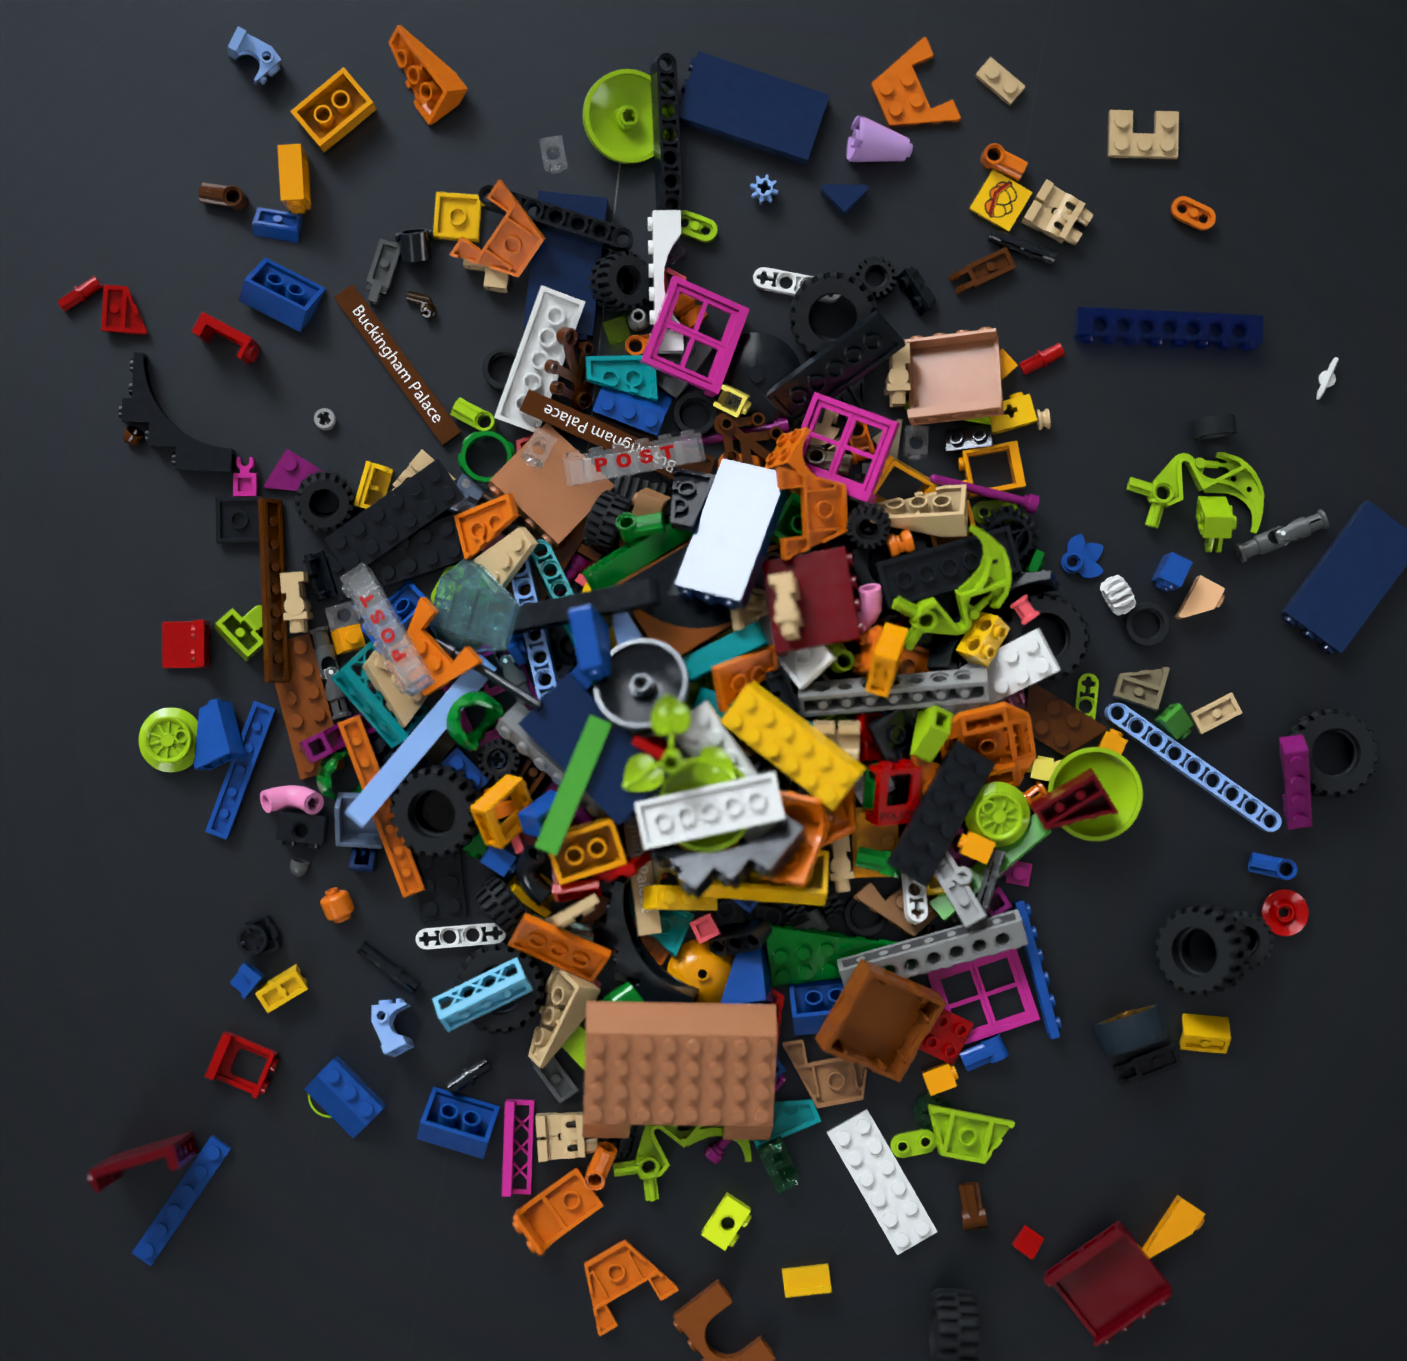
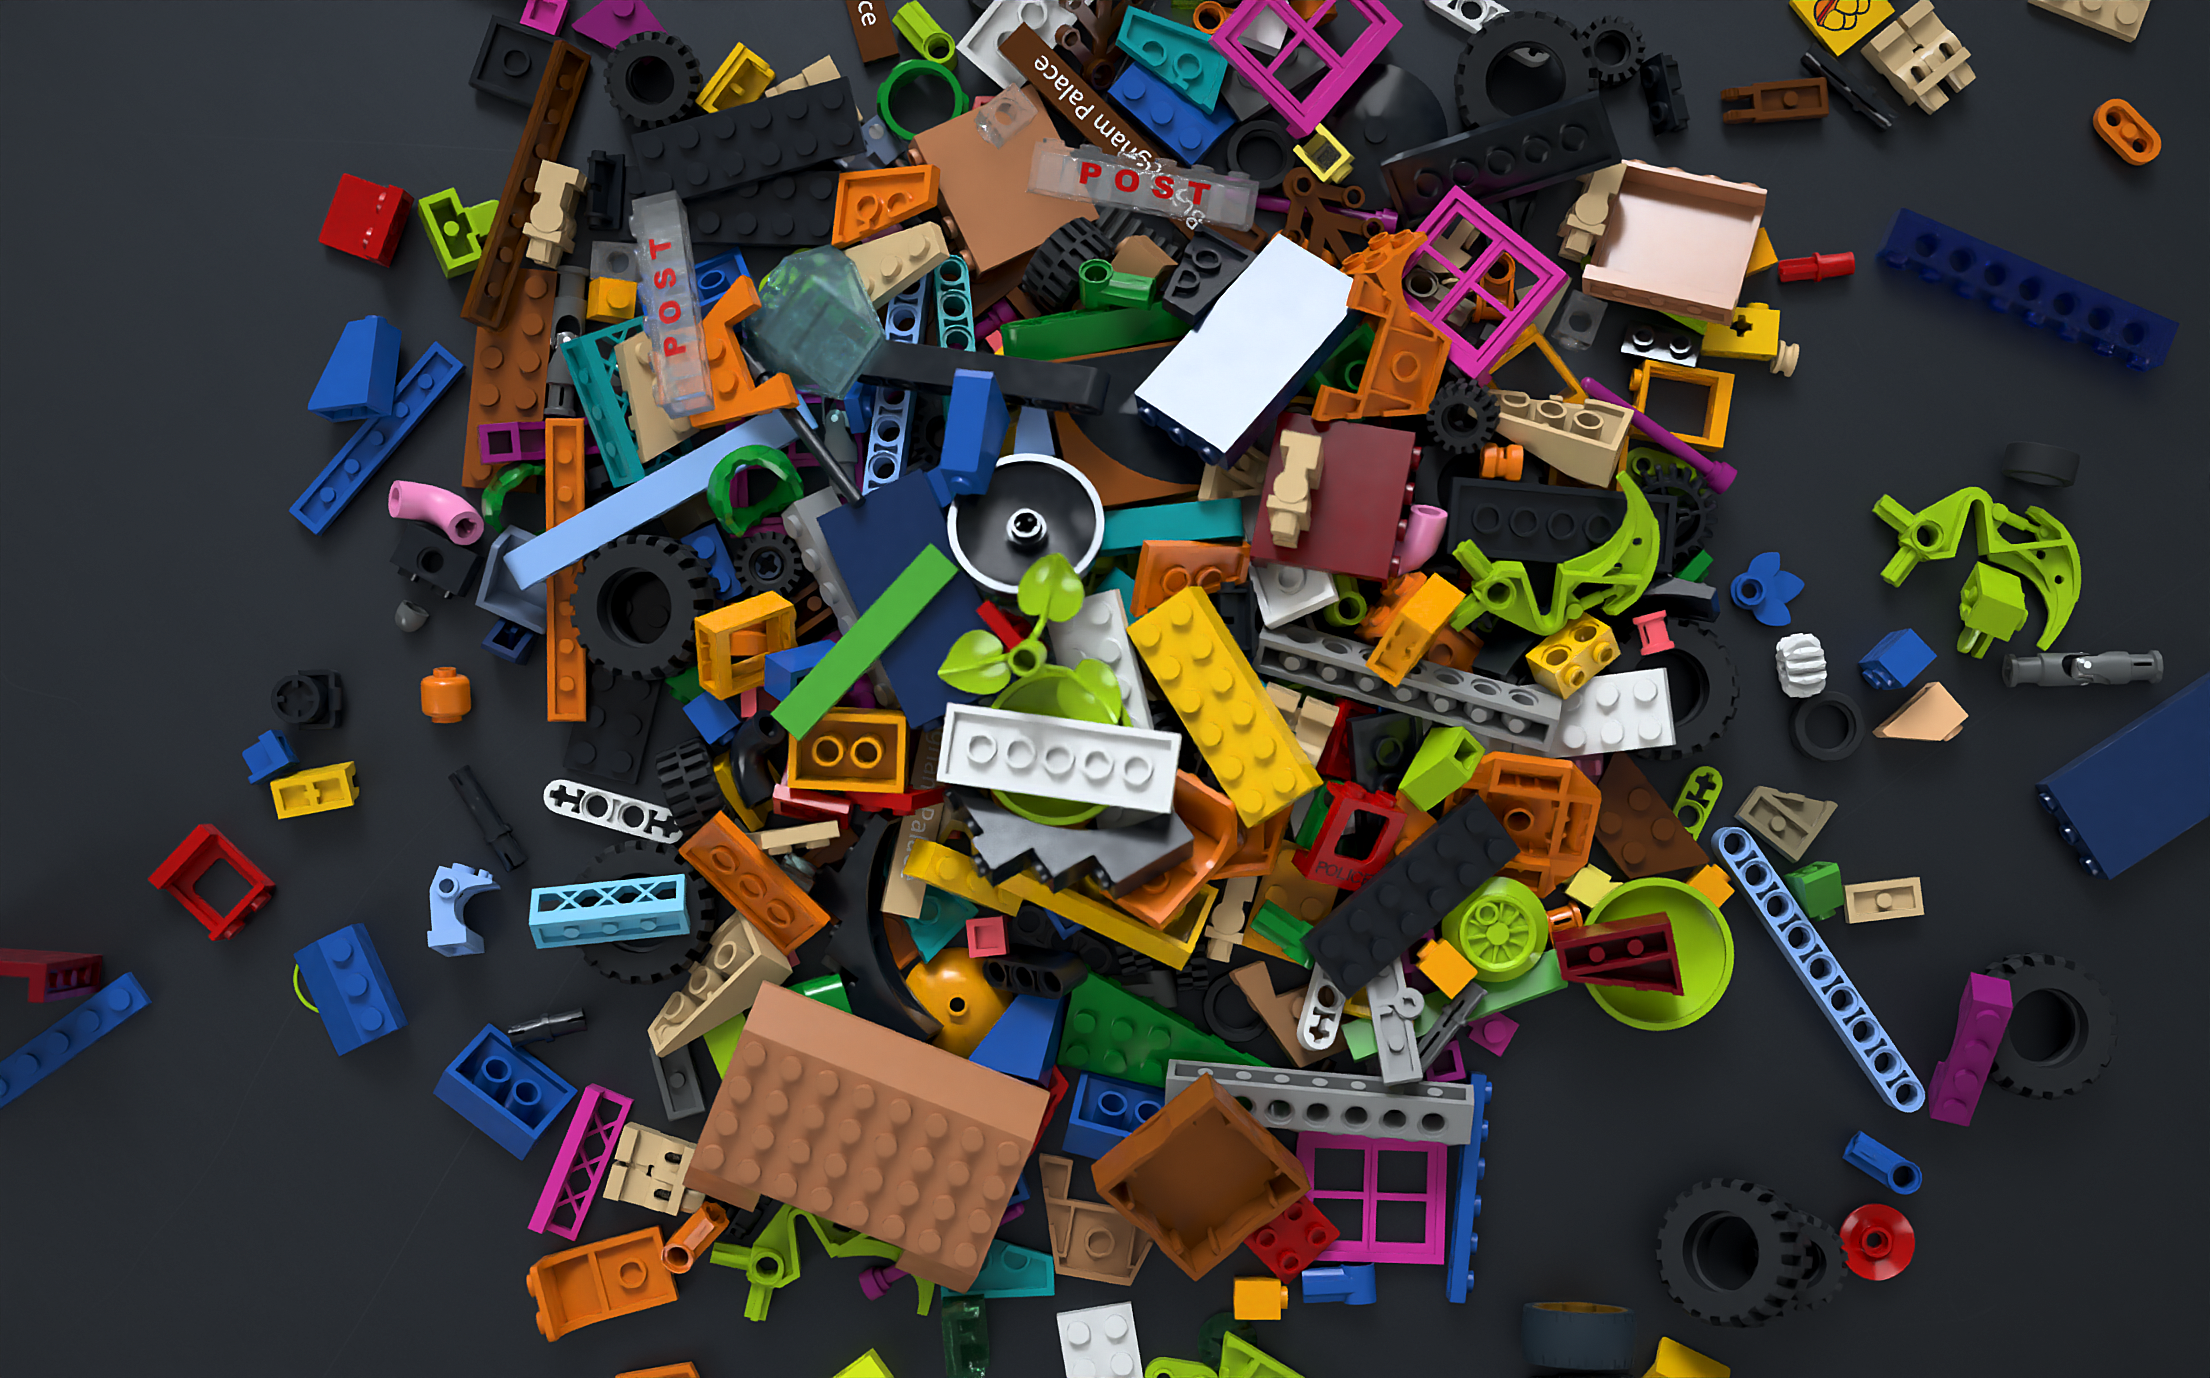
camera: 20 degrees right, 0 degrees up
(169, 739) = (286, 352): lime wheel -> none

